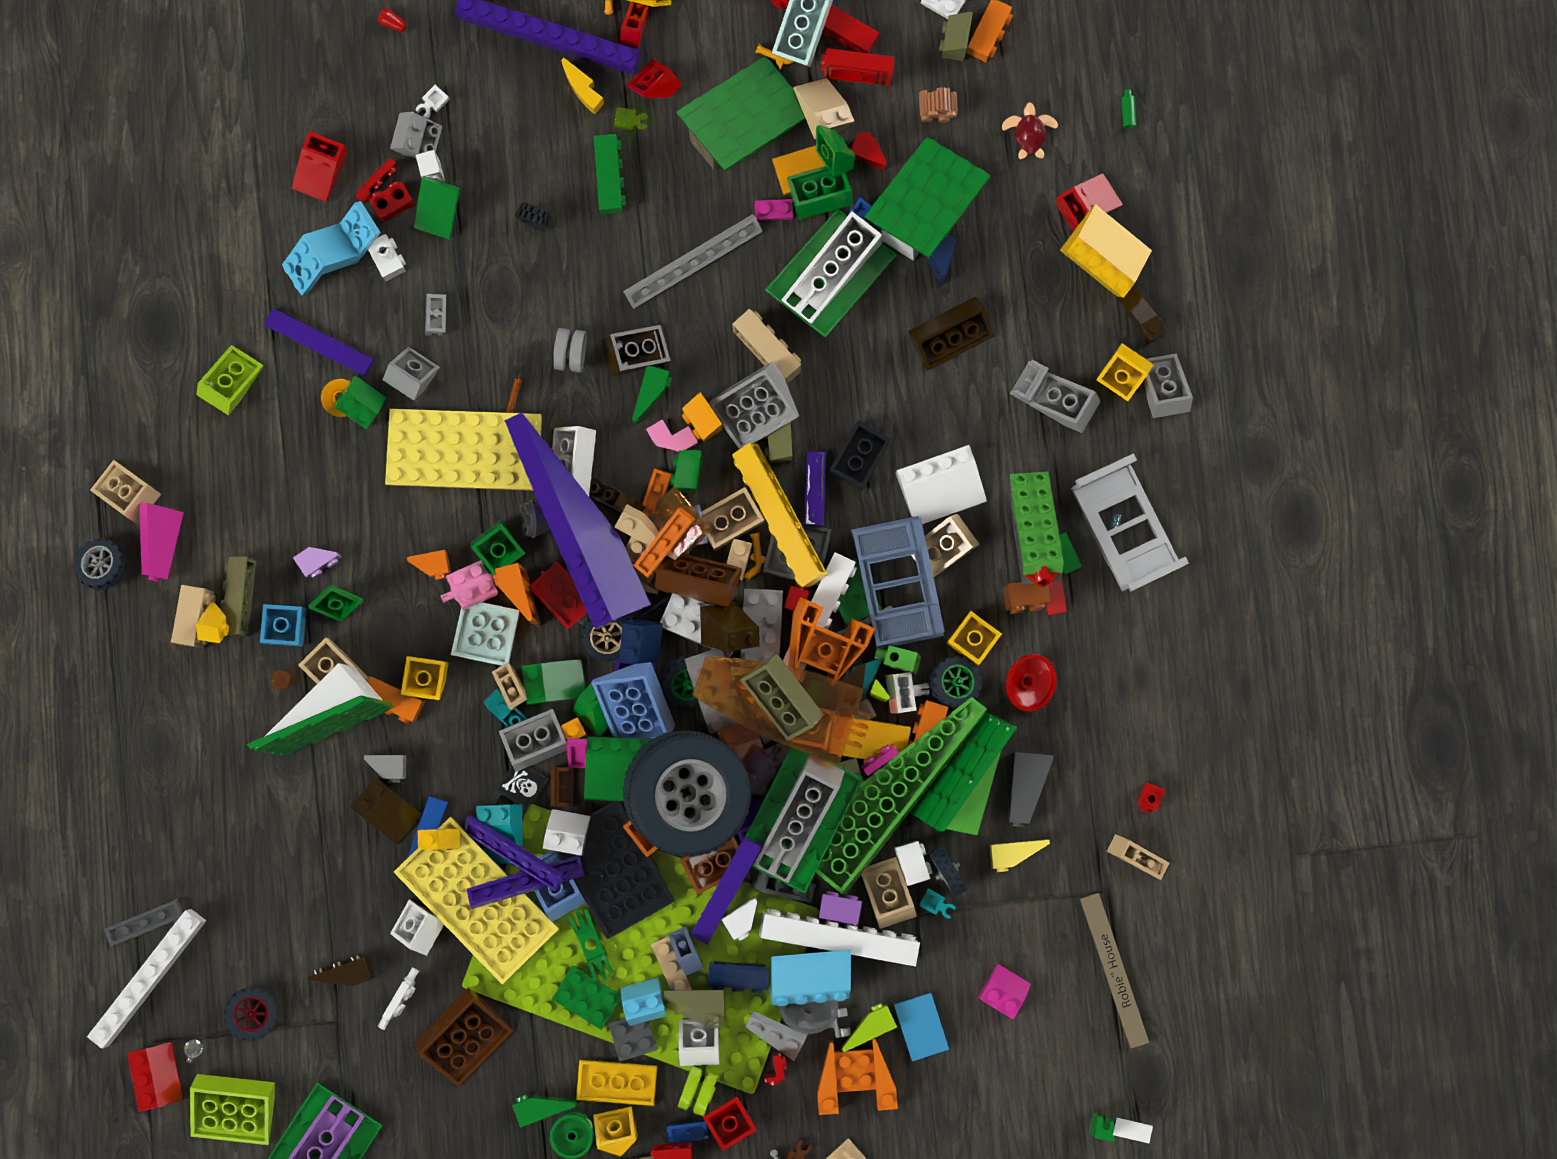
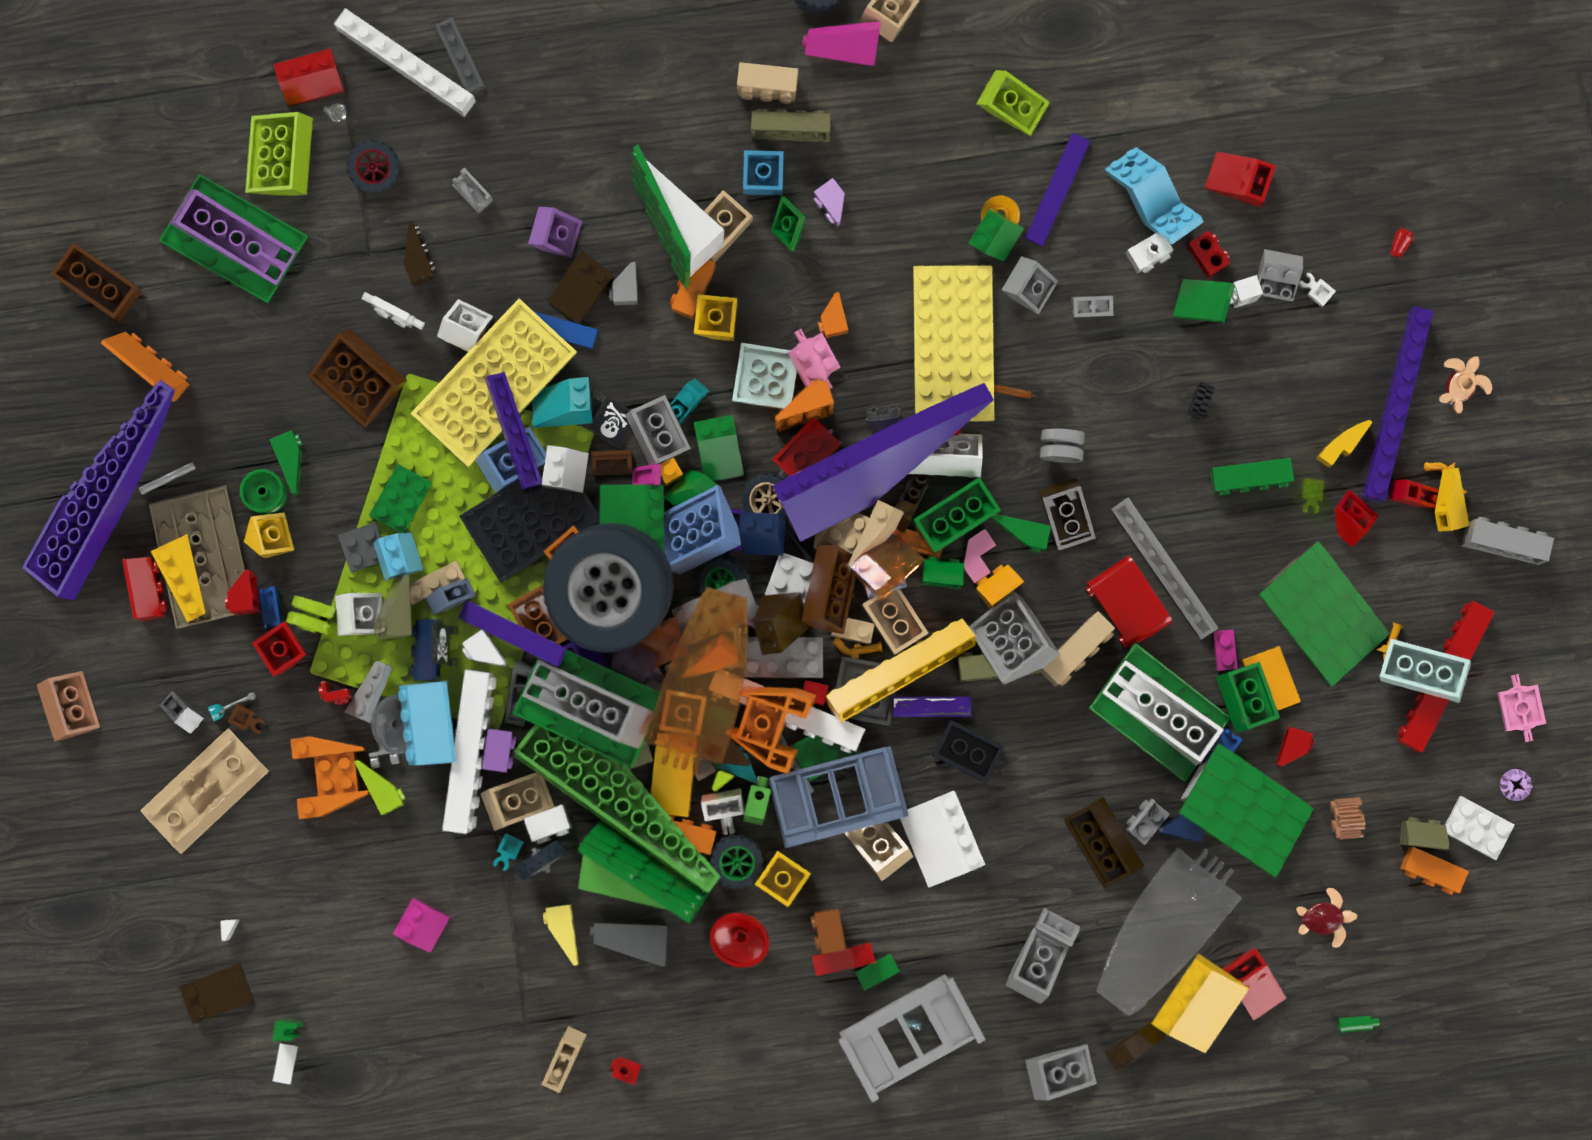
camera: 85 degrees right, 0 degrees up
(212, 625) = (758, 102): yellow slope -> none
(281, 680) = (708, 174): clear orange tile -> none
(282, 915) = (472, 191): none -> light grey hinge
(328, 834) = (555, 231): none -> medium lavender slope
(375, 182) = (1230, 237): red hinge -> none
(438, 839) = (553, 341): yellow slope -> none
(497, 547) = (853, 383): green slope -> none
(510, 685) = (711, 404): tan slope -> none
(513, 853) = (541, 416): dark purple tile -> none
(592, 956) = (443, 506): green piece -> none
(616, 1082) = (317, 534): yellow tile -> none
(632, 455) = (955, 515): none -> green slope
(664, 542) = (864, 551): orange tile -> none
(723, 295) = (1129, 602): none -> red windscreen
(734, 961) = (441, 644): none -> flag
(782, 697) = (709, 679): olive slope -> none
(823, 106) = (1337, 697): tan slope -> none
(833, 151) = (1289, 709): green slope -> none
(857, 67) = (1382, 730): red door -> none
(873, 763) = (658, 791): dark pink plate -> none
(921, 1026) = (383, 841): dark azure tile -> none
(932, 292) = (1147, 821): none -> light grey bracket
(1034, 280) = (1165, 929): none -> clear windscreen
(1035, 528) = (898, 937): bright green piece -> none
(1114, 970) = (447, 1038): dark tan tile -> none
(1125, 372) = (1071, 1027): yellow brick -> none

